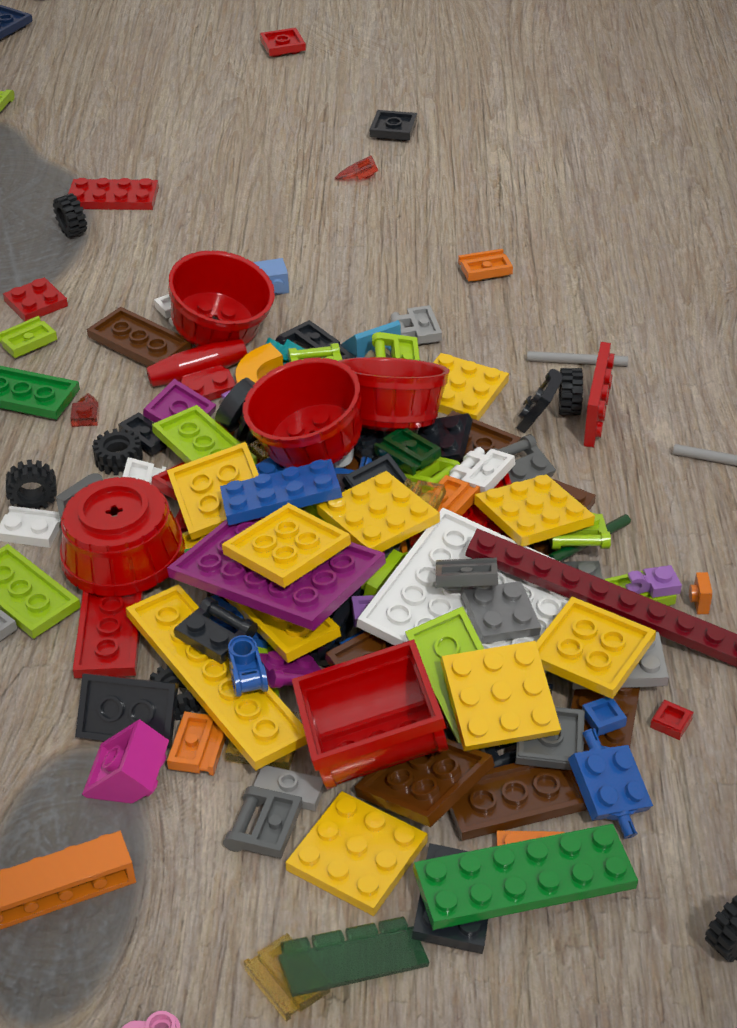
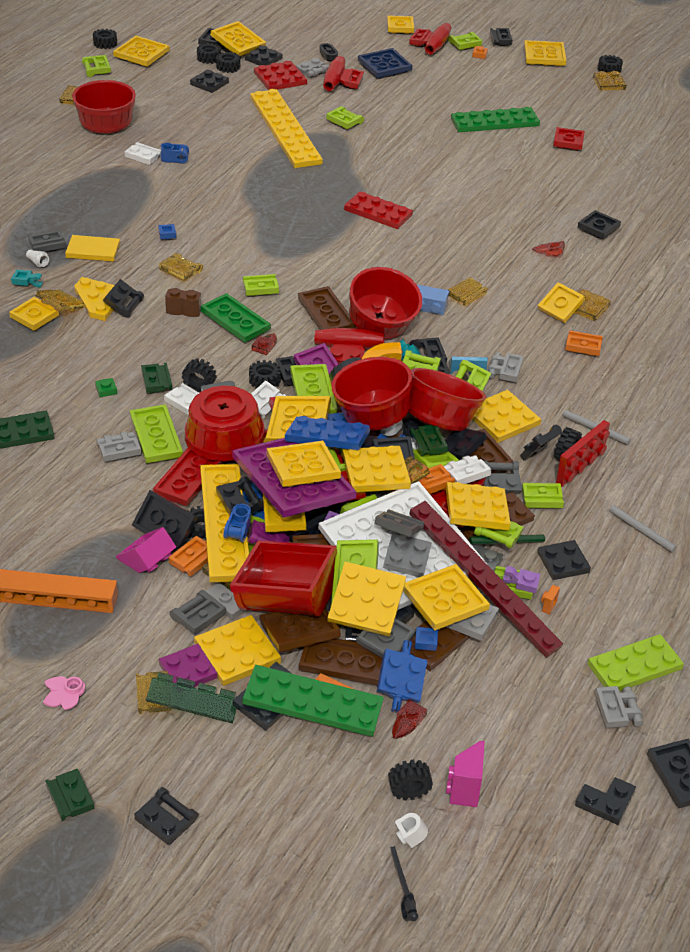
camera: 25 degrees right, 0 degrees up
(35, 299) = (283, 262): red plate -> none
(70, 215) = (337, 215): black tyre -> none
(176, 47) = (495, 119): none -> green plate
(300, 252) = (467, 291): none -> clear yellow plate
(307, 909) = (189, 664): none -> magenta plate
(424, 226) = (561, 302): none -> yellow plate
(452, 219) = (593, 305): none -> clear yellow plate
(585, 465) = (542, 495): none -> lime plate
(654, 840) = (408, 719): none -> clear red plate
(671, 536) = (563, 560): none -> black plate
(671, 719) = (473, 661): red tile -> none

